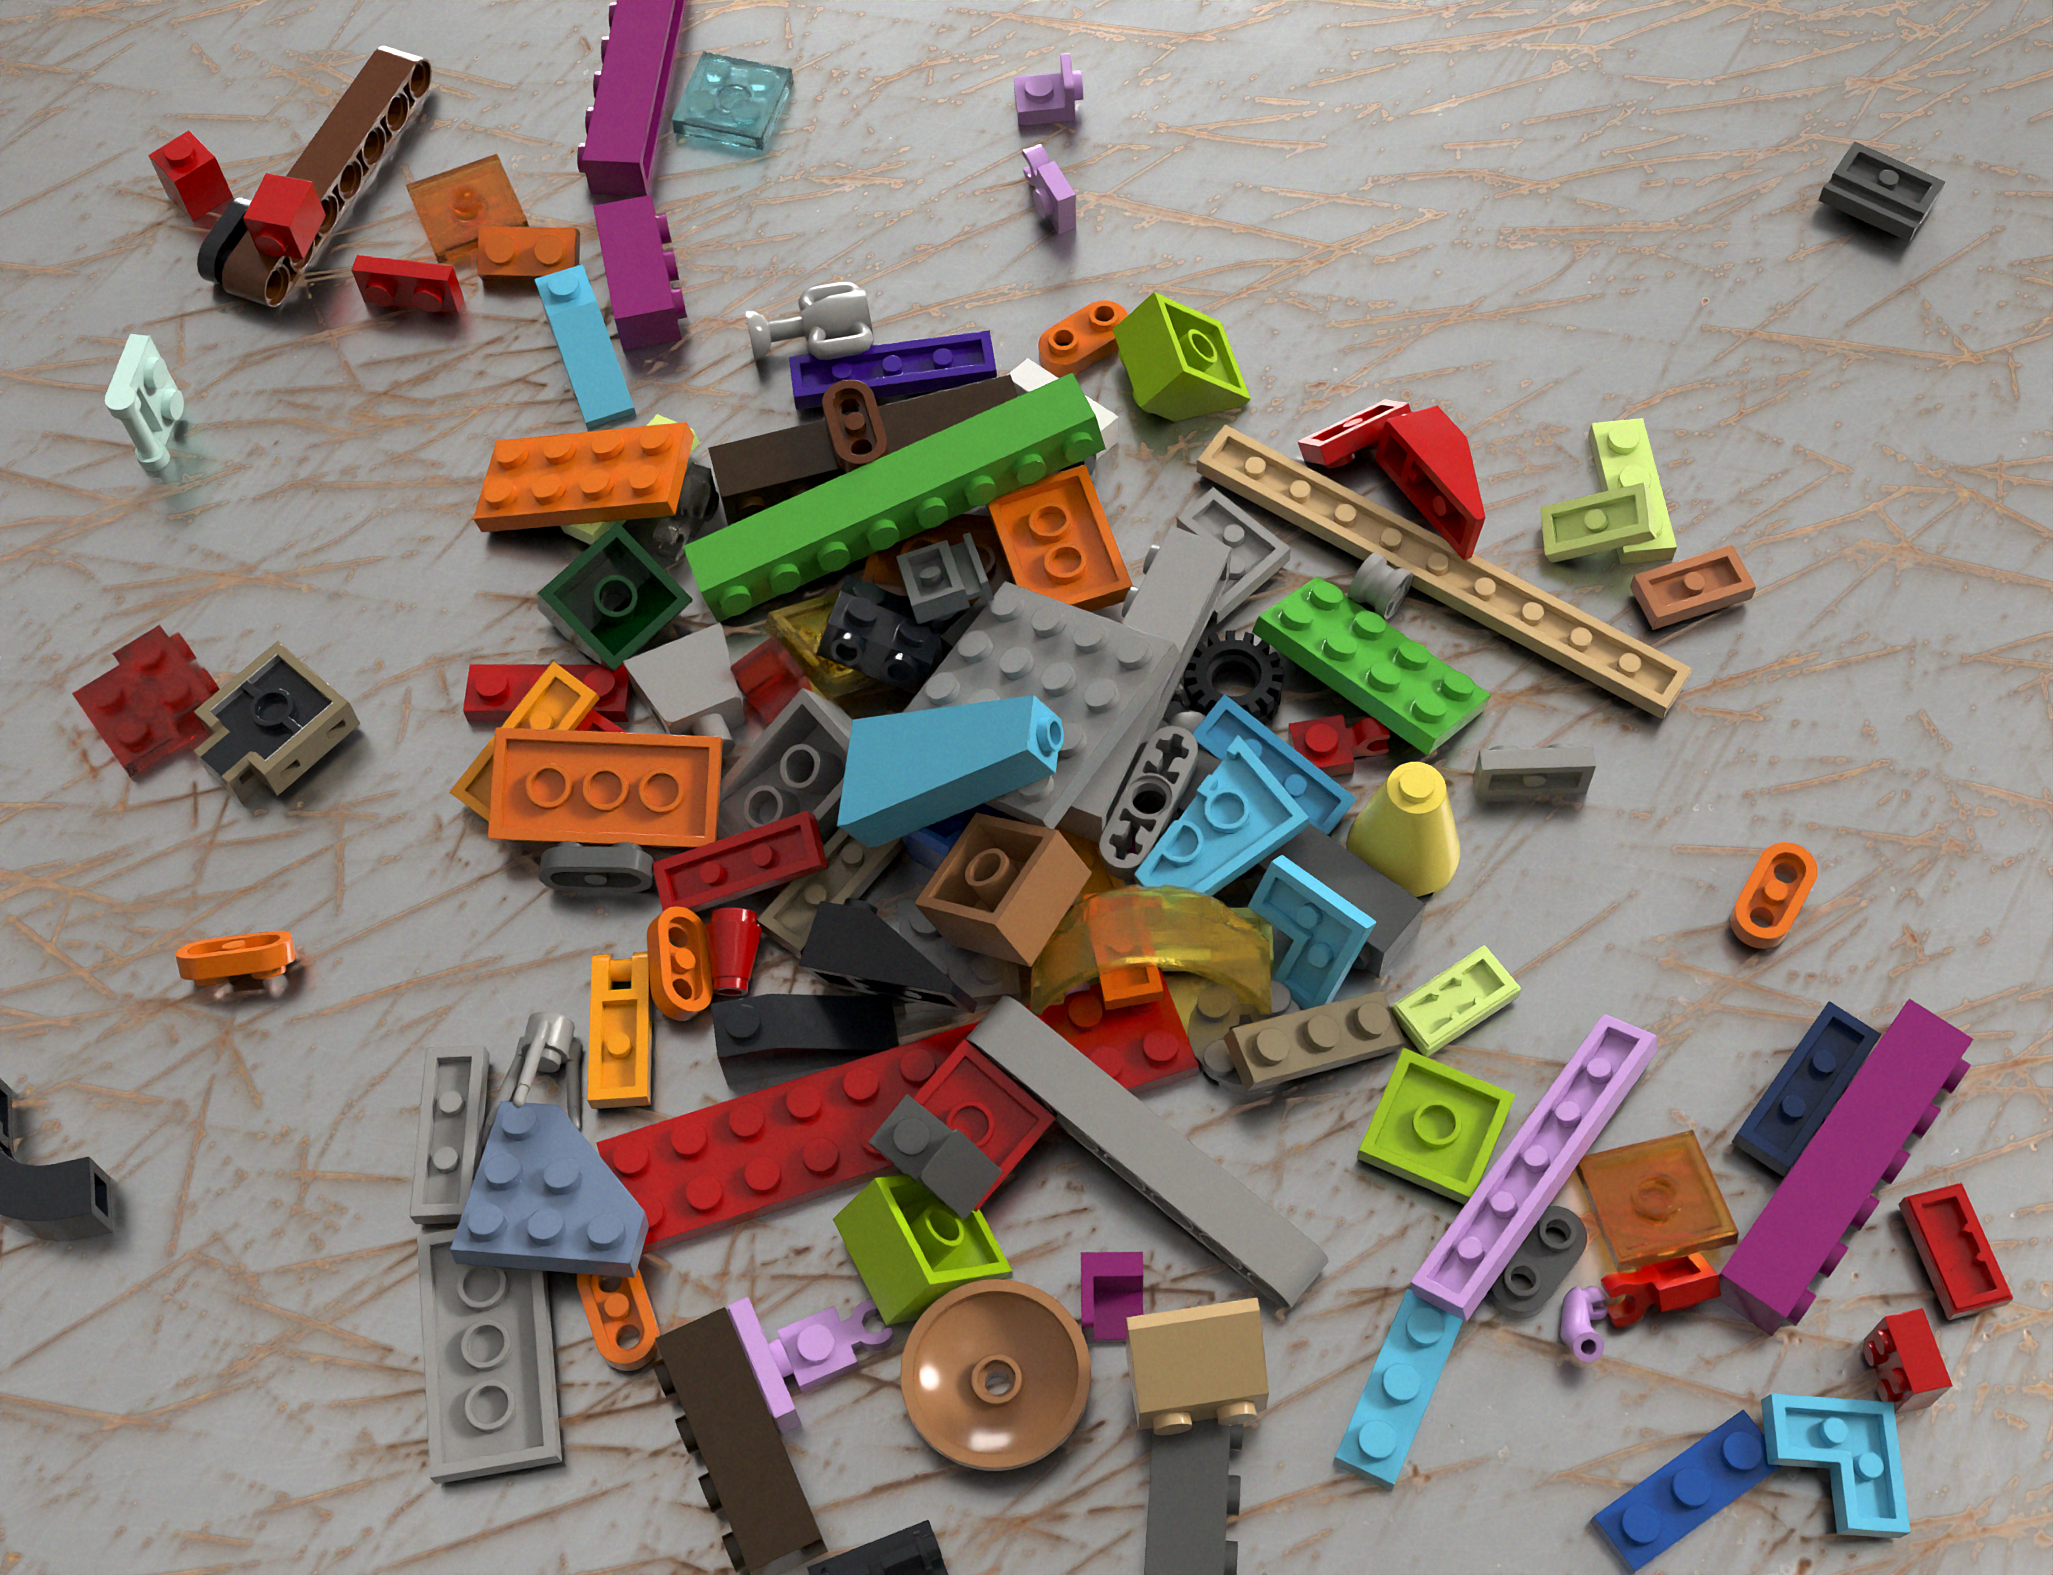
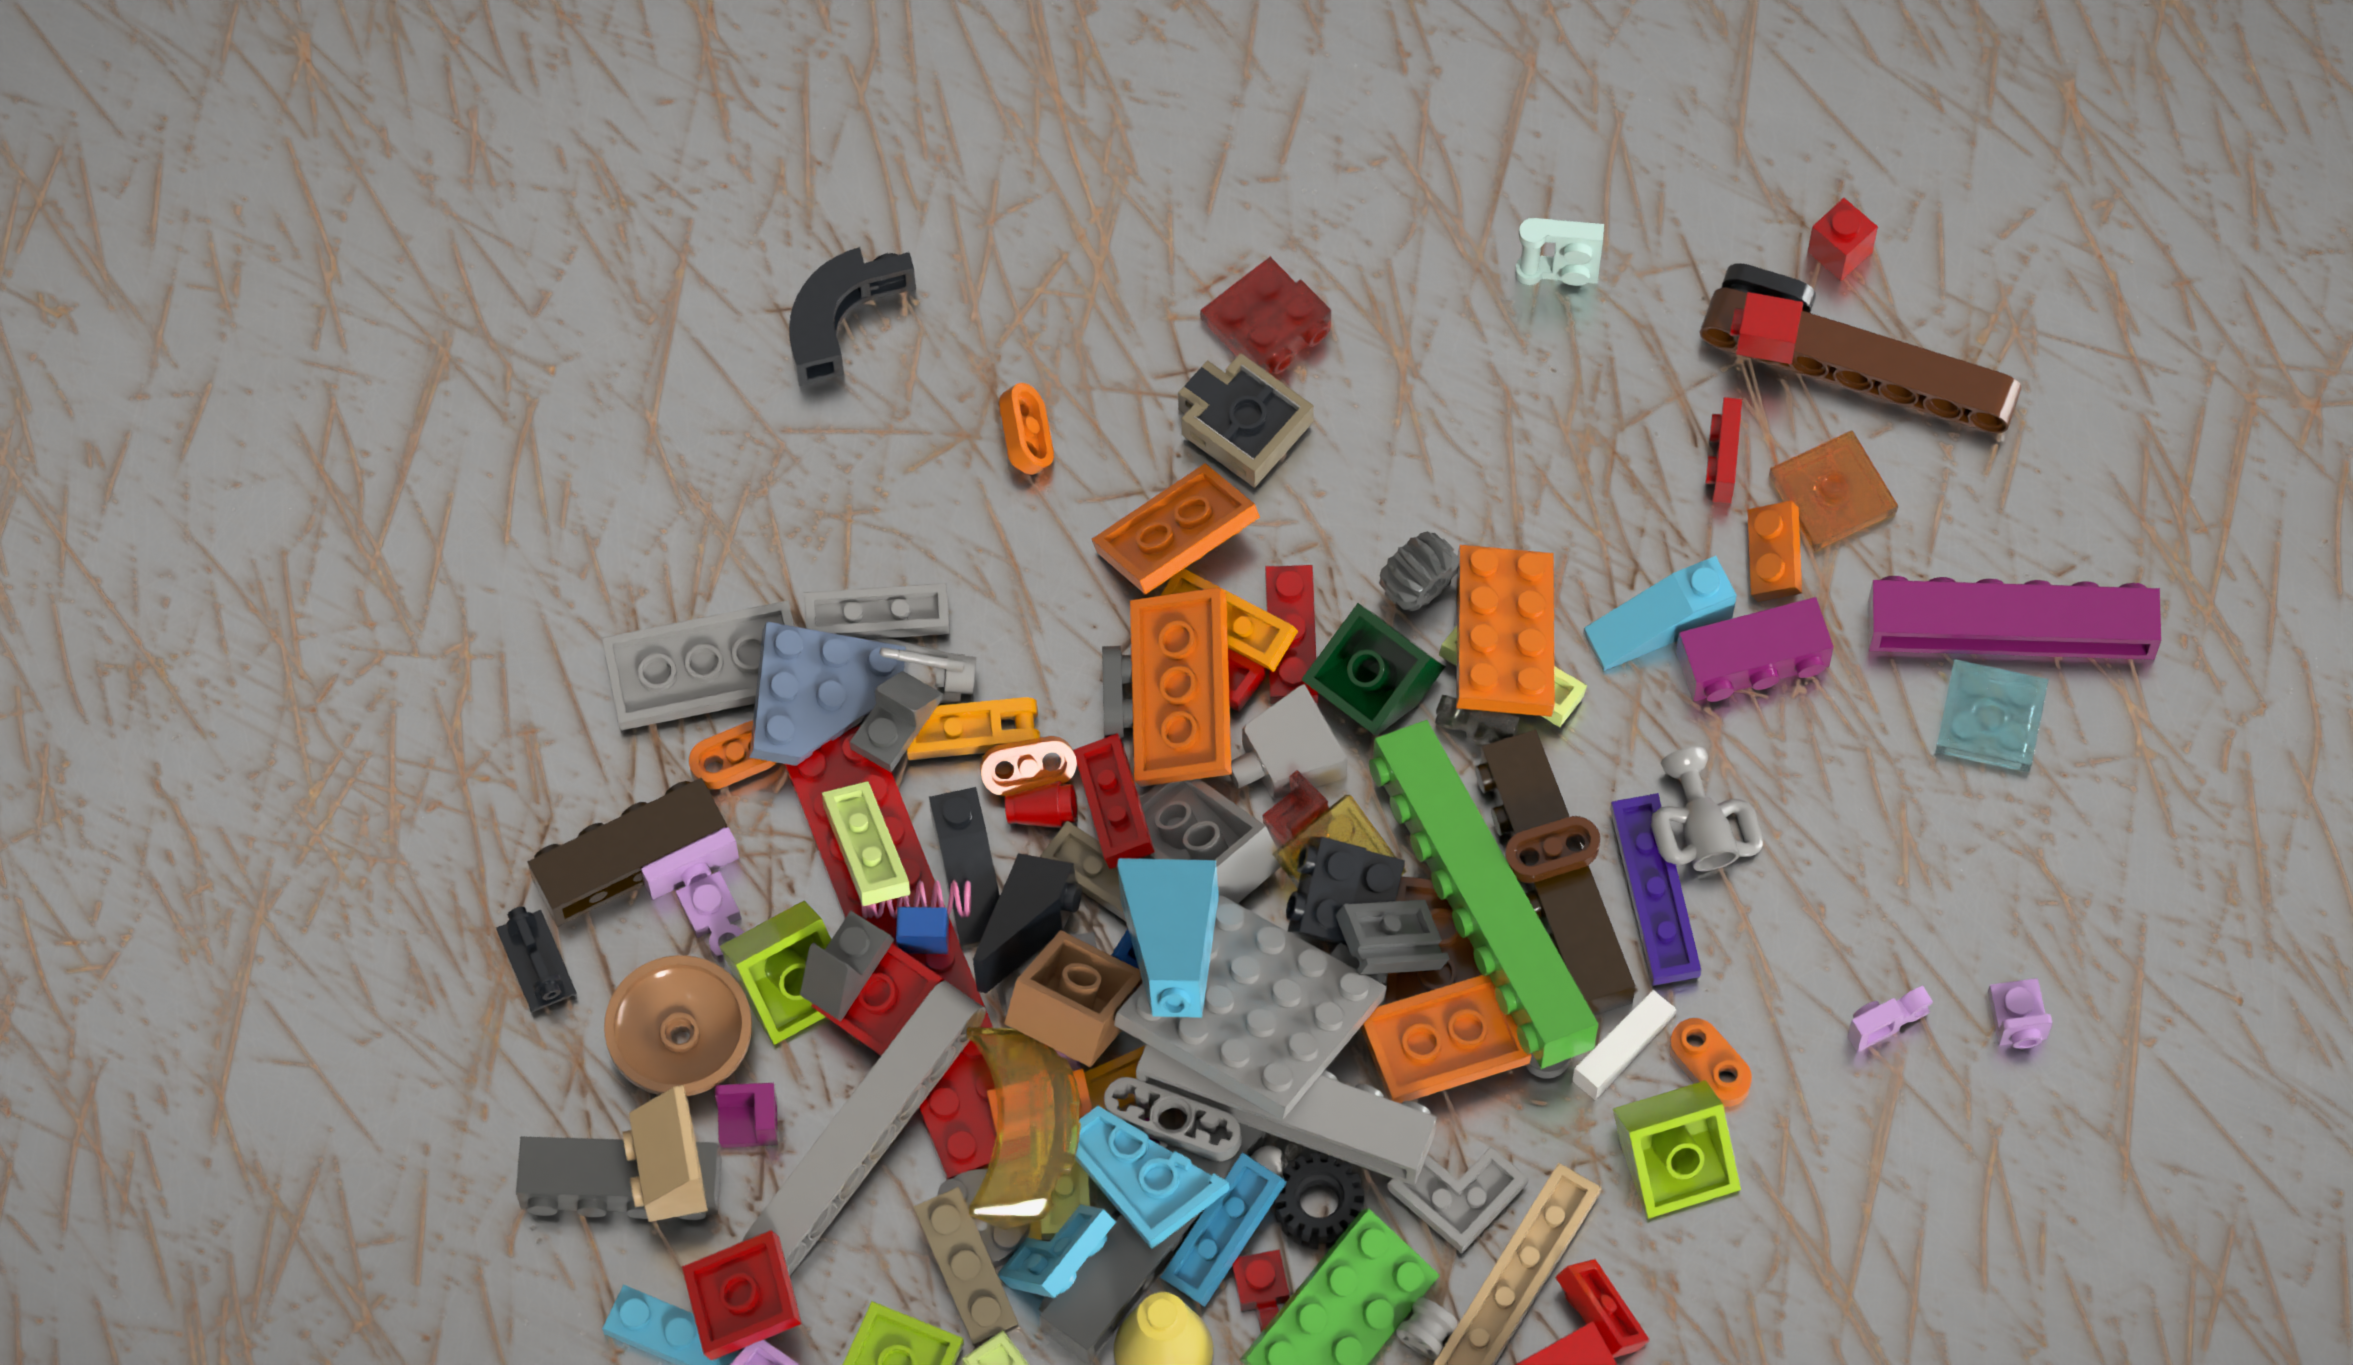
camera: 85 degrees right, 5 degrees up
(402, 792) = (1175, 528): none -> orange plate
(501, 551) = (1419, 571): none -> dark grey gear
(605, 1103) = (895, 720): none -> dark grey slope
(776, 1126) = (865, 843): none -> yellowish green plate
(848, 1127) = (870, 910): none -> bright pink piece
(891, 1068) = (922, 930): none -> blue piece
(1367, 1291) = (741, 1295): none -> red plate

